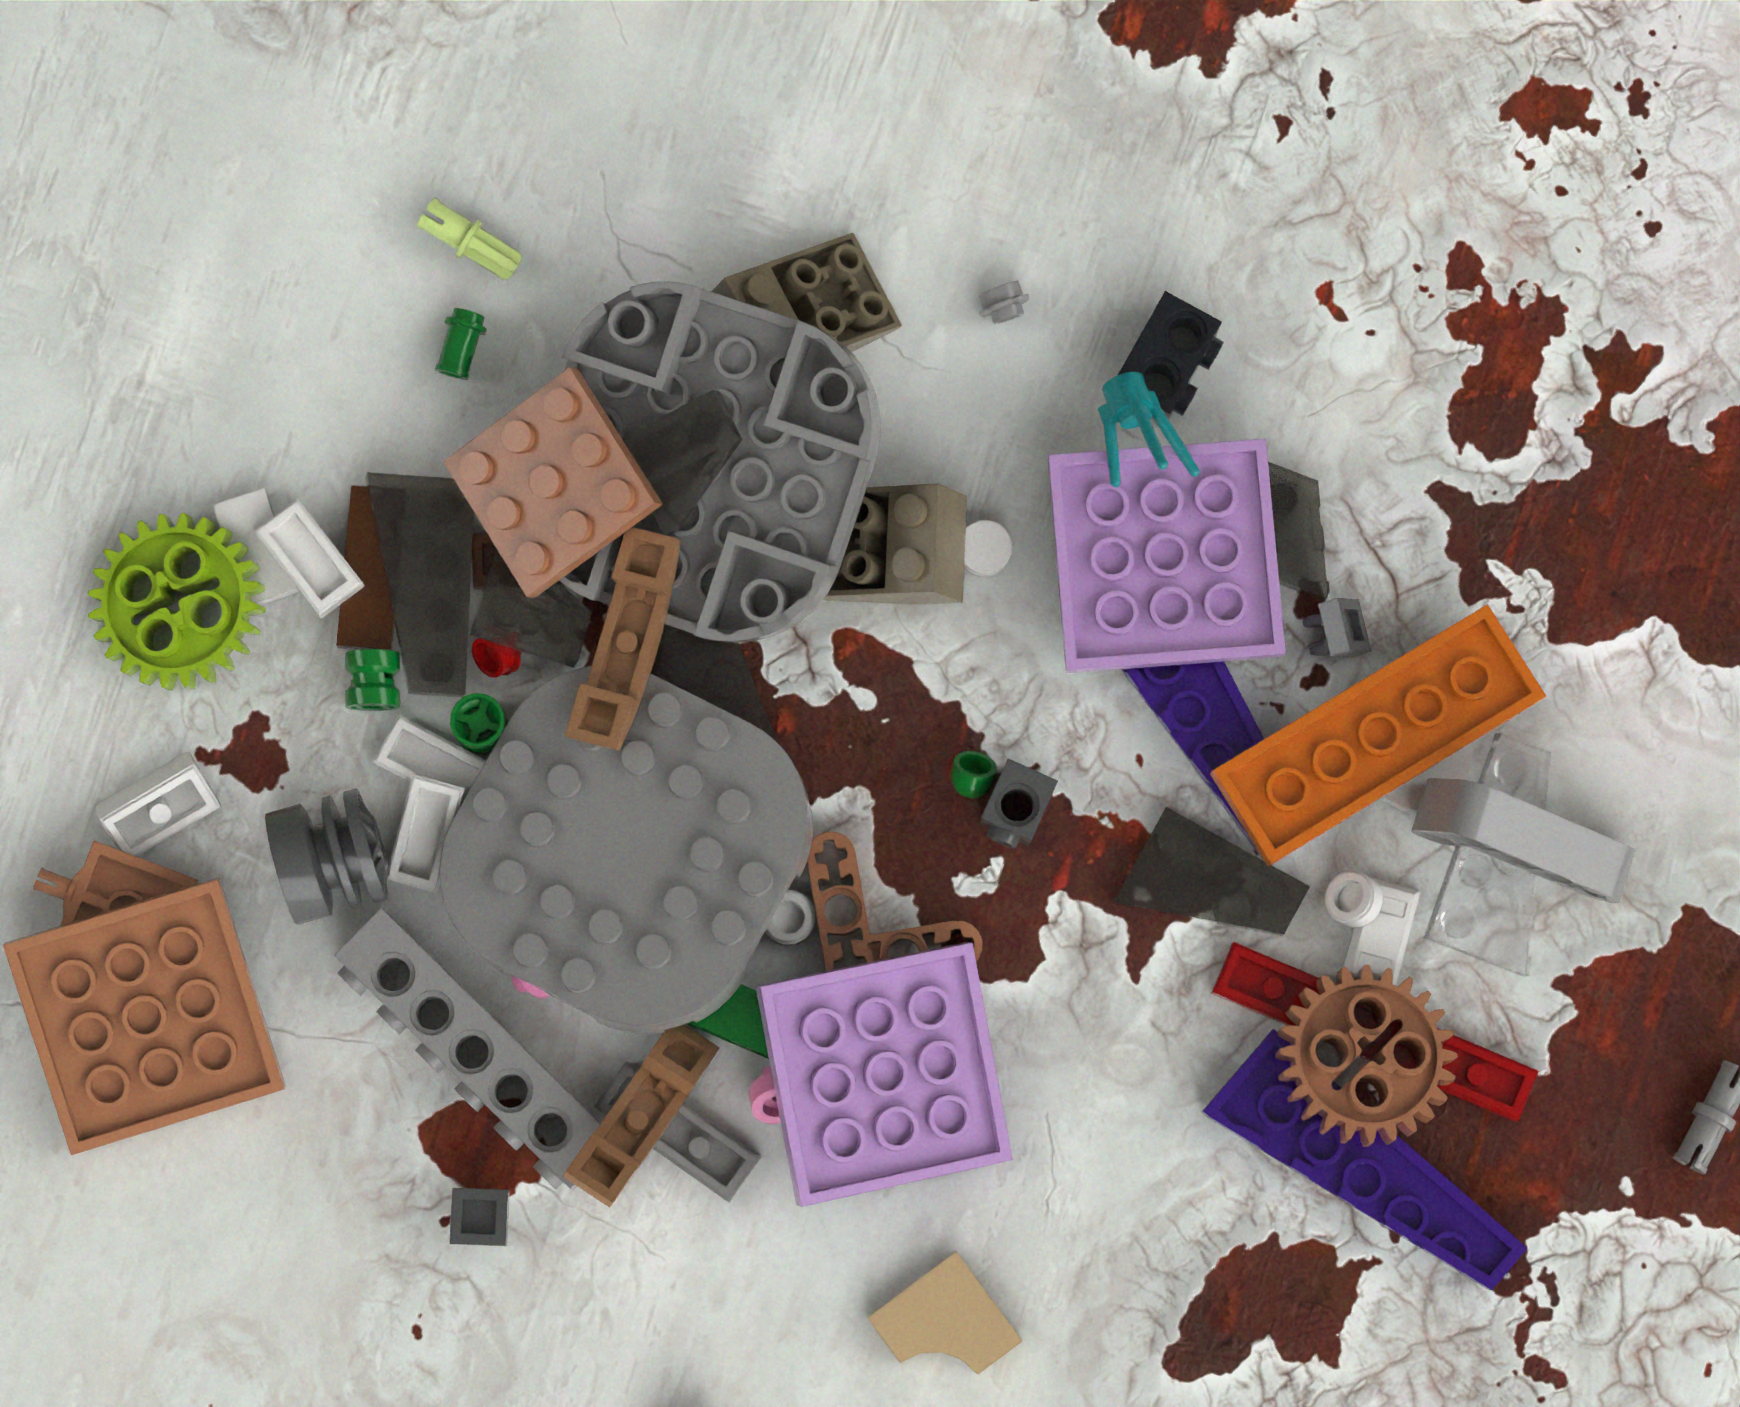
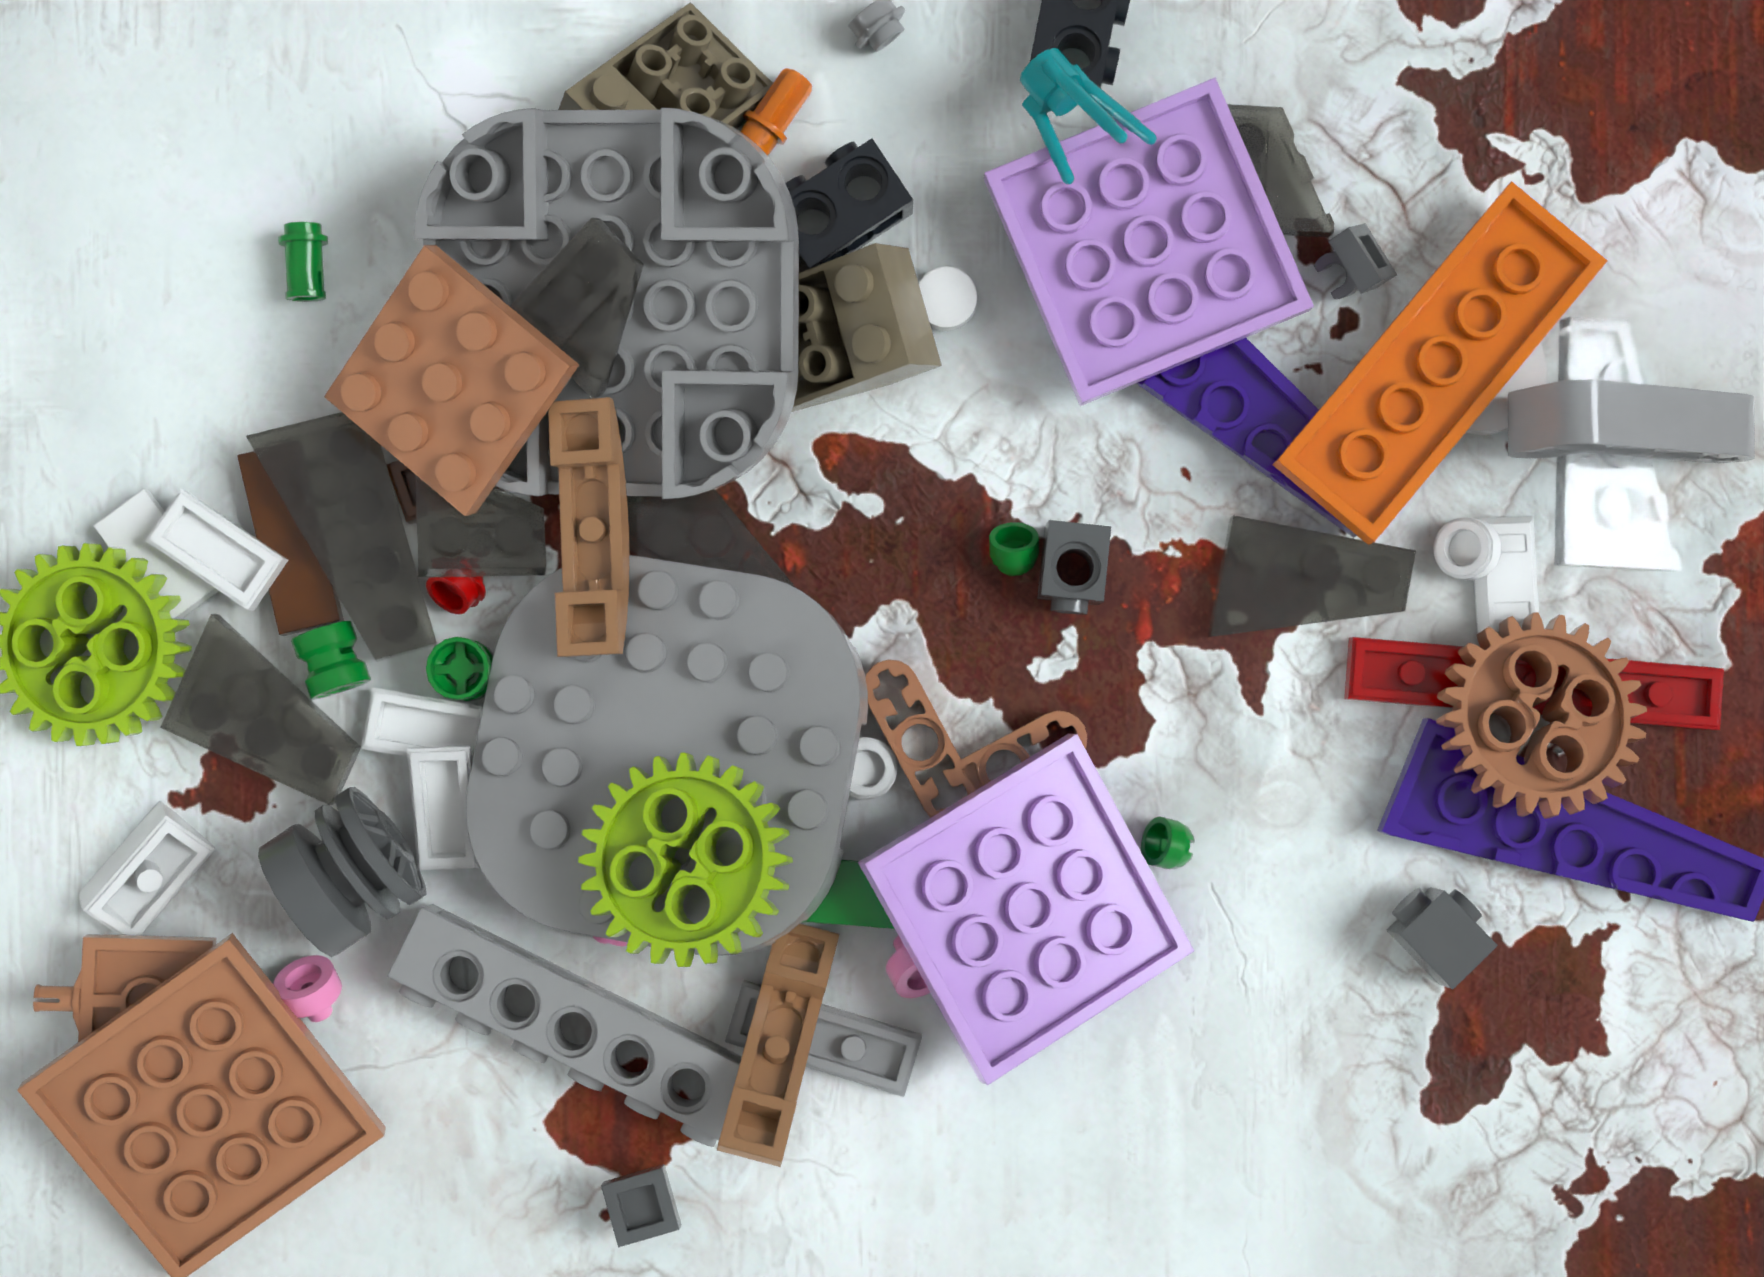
camera: 15 degrees left, 5 degrees up
(264, 946) = (309, 987): none -> bright pink tile
(295, 707) = (257, 717): none -> clear smoke wing
(471, 240) = (277, 144): yellowish green axle -> none
(583, 897) = (637, 829): none -> lime gear
(893, 347) = (777, 110): none -> orange axle
(926, 458) = (851, 221): none -> black brick
(946, 1315) = (1175, 1140): tan tile -> none
(1020, 1063) = (1166, 843): none -> green hinge
(1225, 1213) = (1441, 934): none -> dark grey brick

